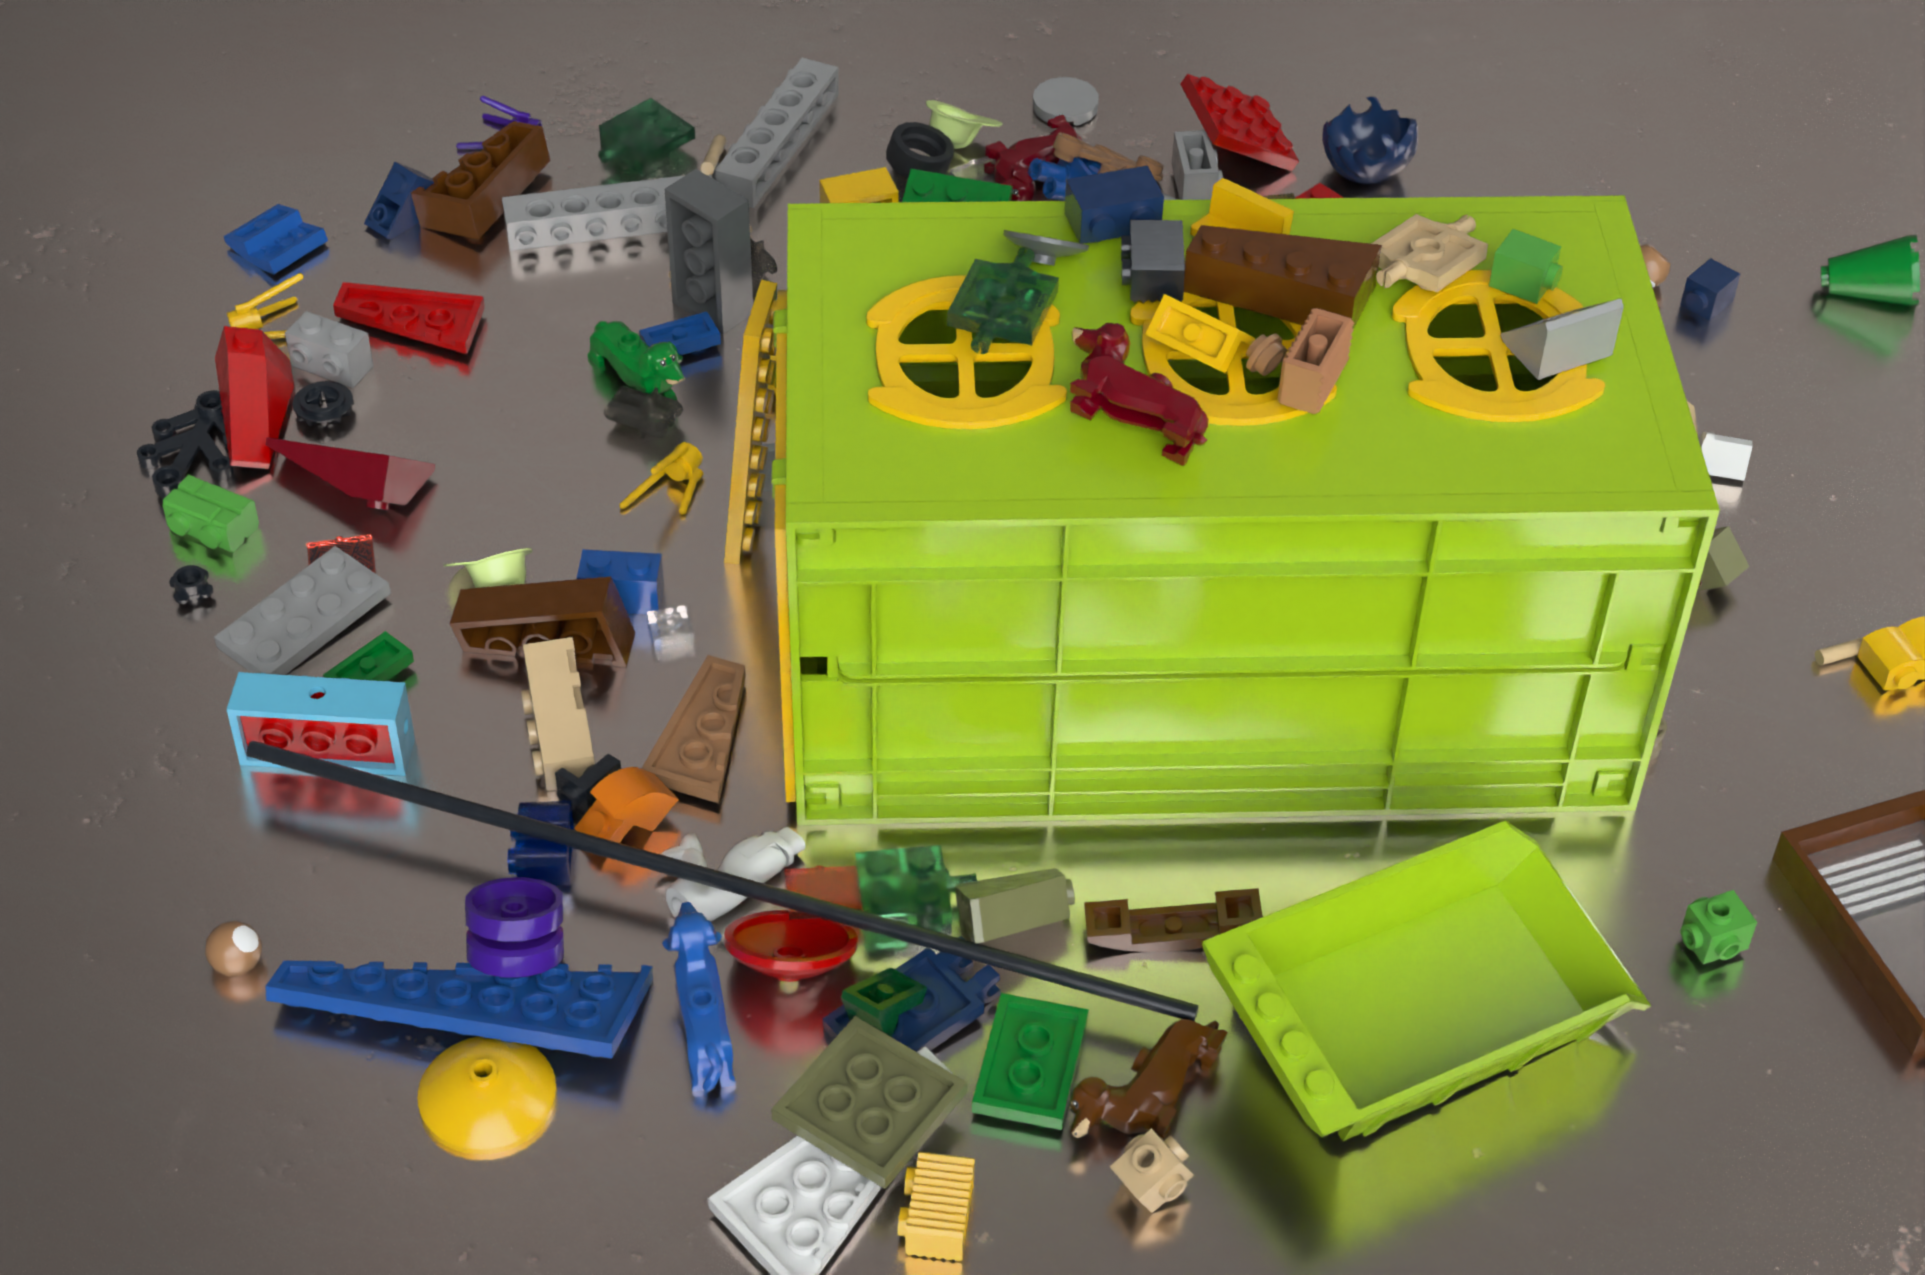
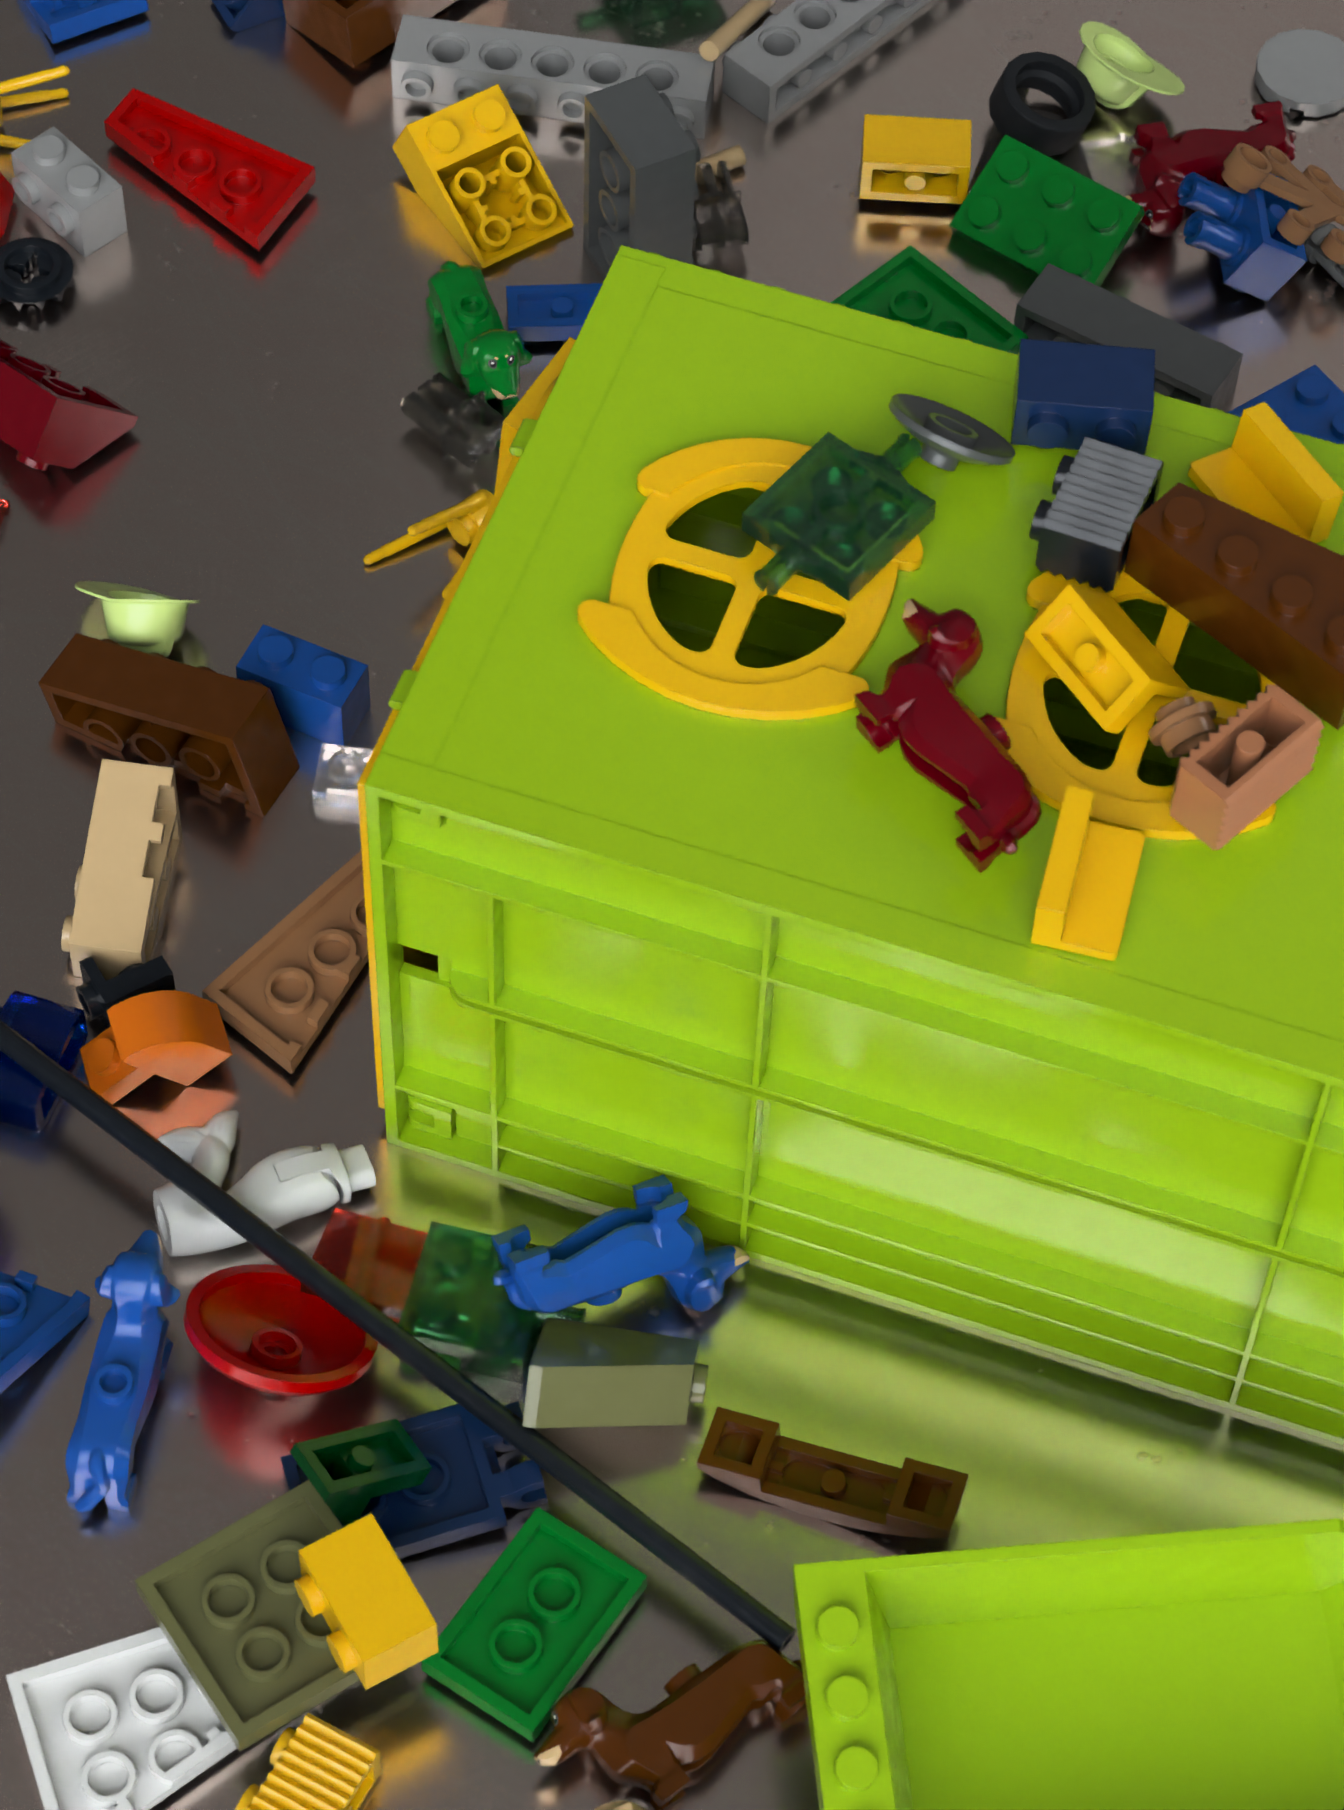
camera: 20 degrees right, 10 degrees up
(592, 275) = (482, 178): none -> yellow slope
(934, 1064) = (367, 1602): none -> yellow brick
(985, 828) = (617, 1252): none -> blue animal
(1249, 449) = (1086, 881): none -> yellow panel

